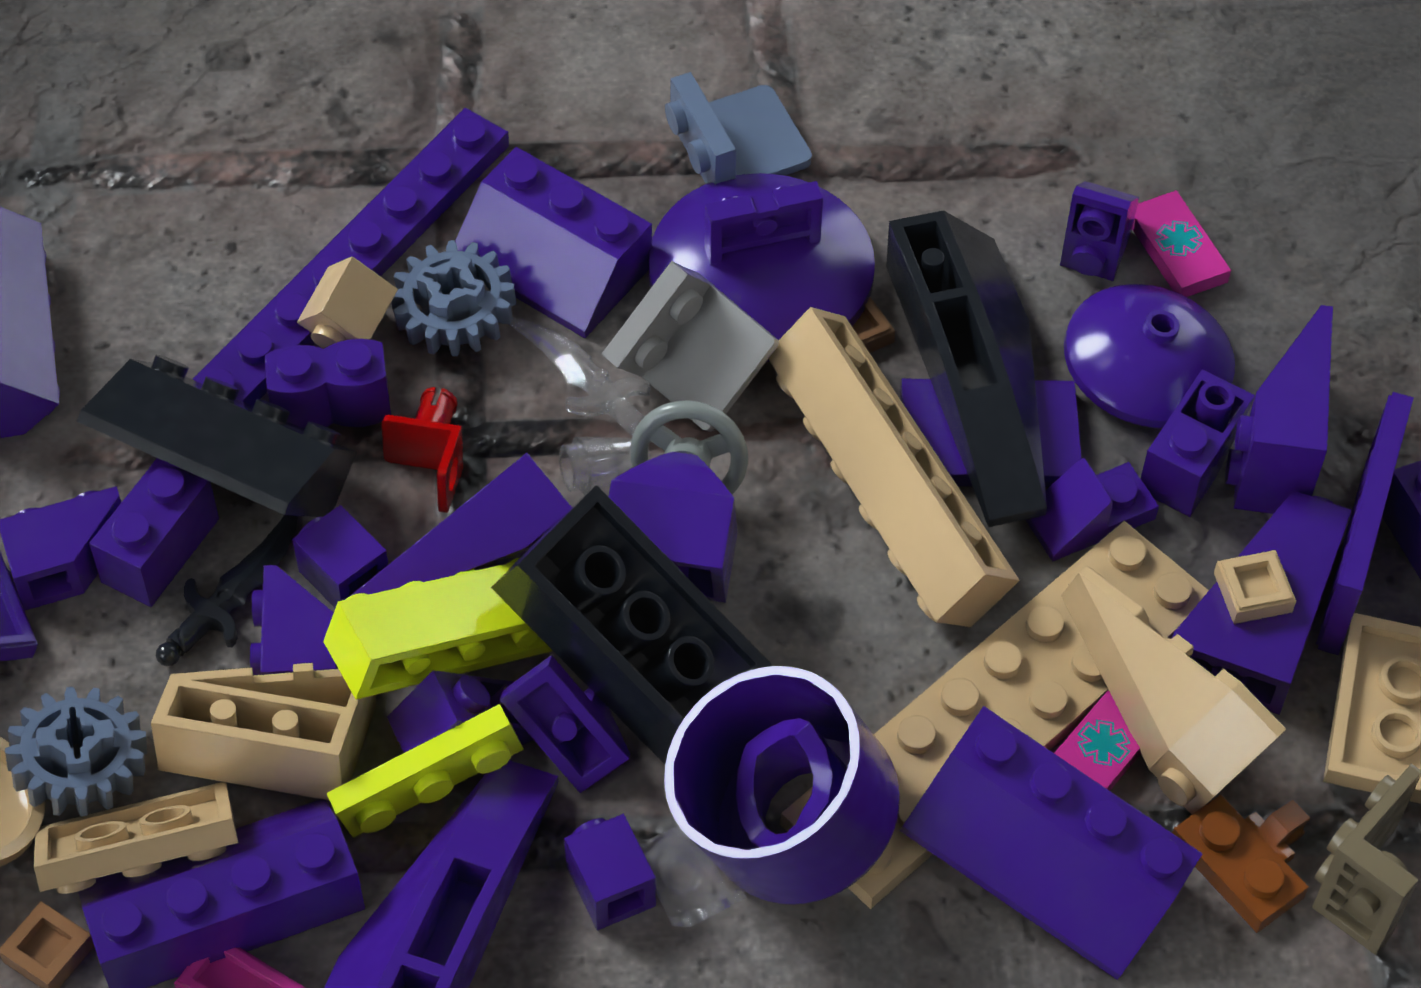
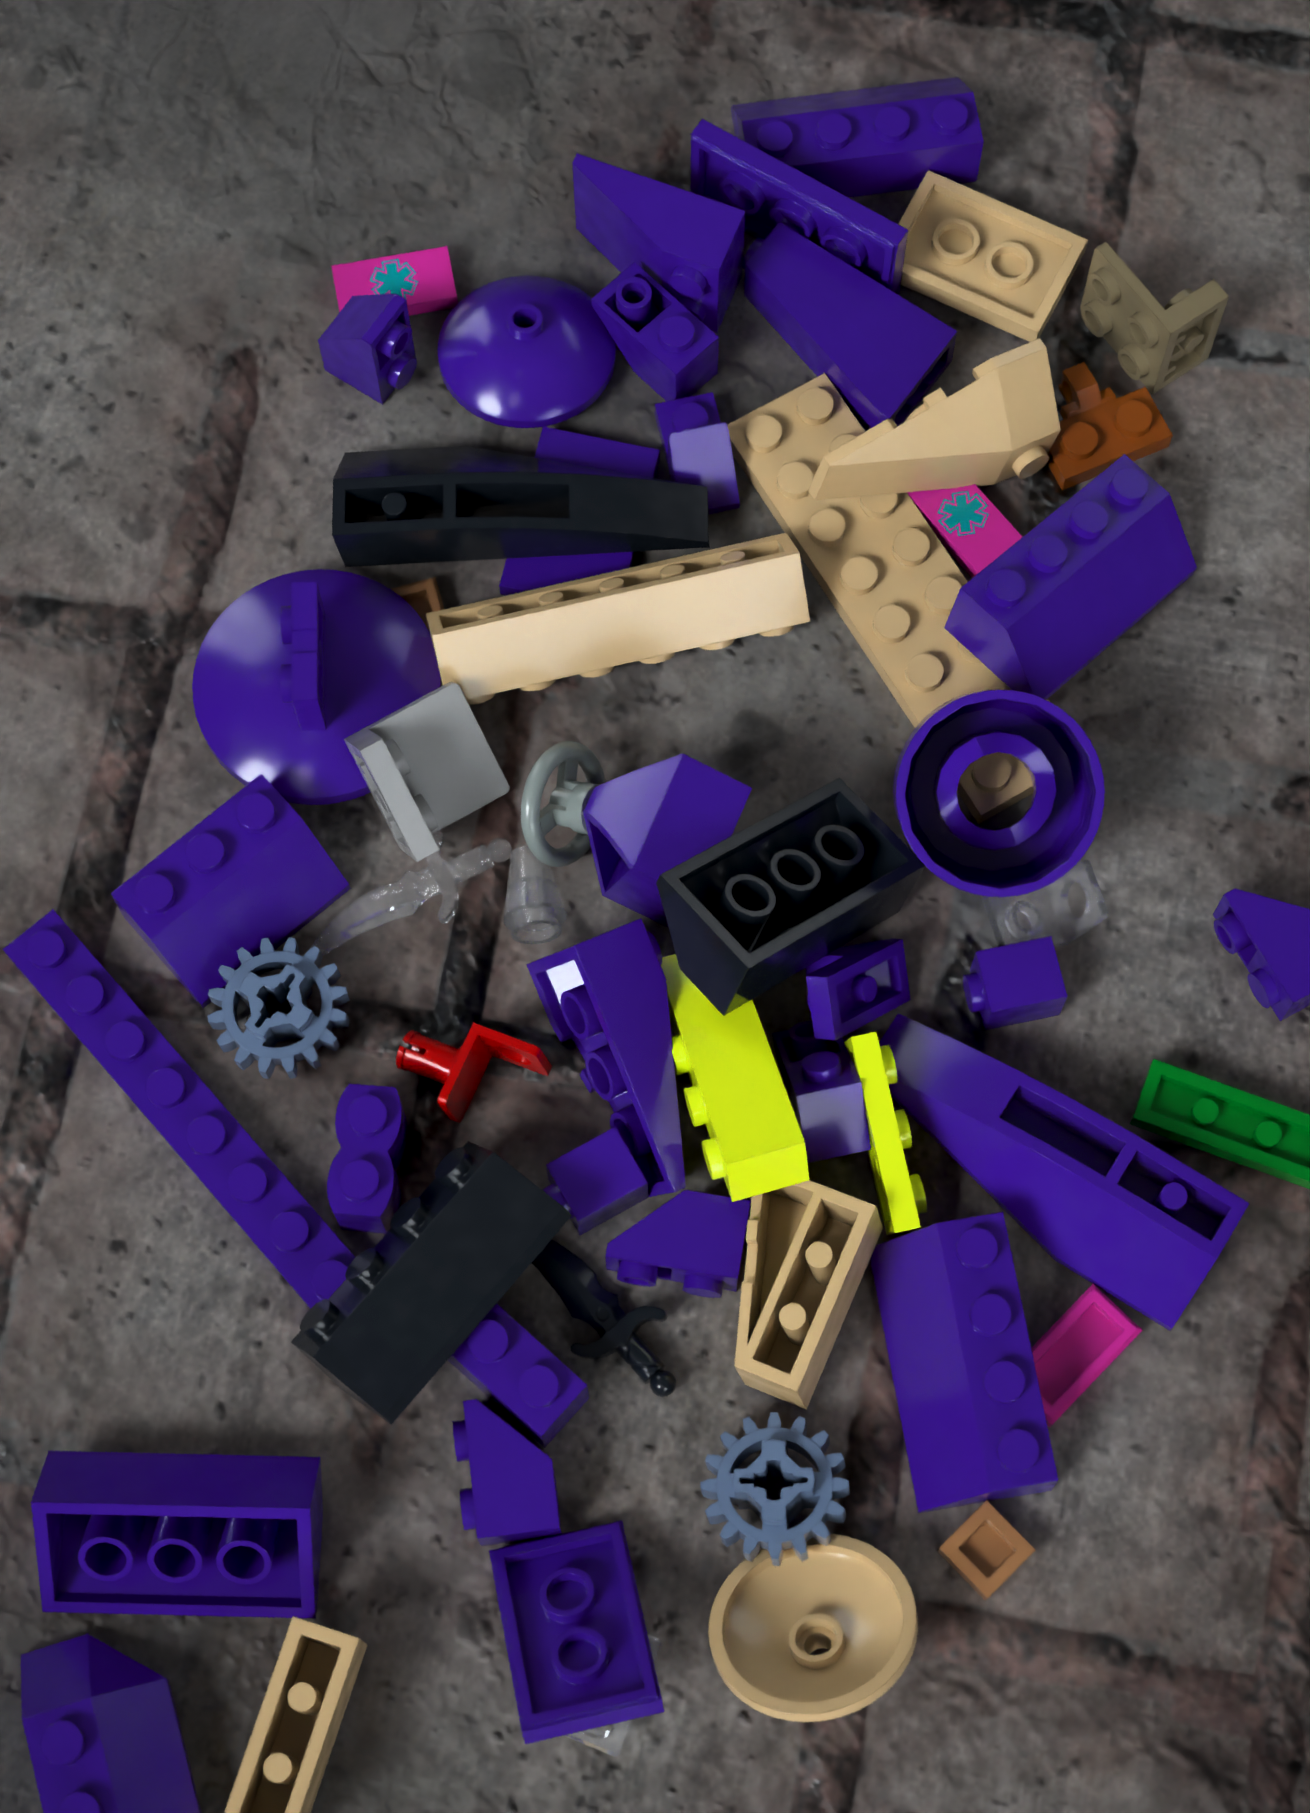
camera: 75 degrees left, 15 degrees up
(134, 838) = (901, 1434): tan plate -> none
(346, 303) = (271, 1120): tan brick -> none
(735, 133) = (132, 669): sand blue bracket -> none
(1254, 586) = (852, 327): tan tile -> none

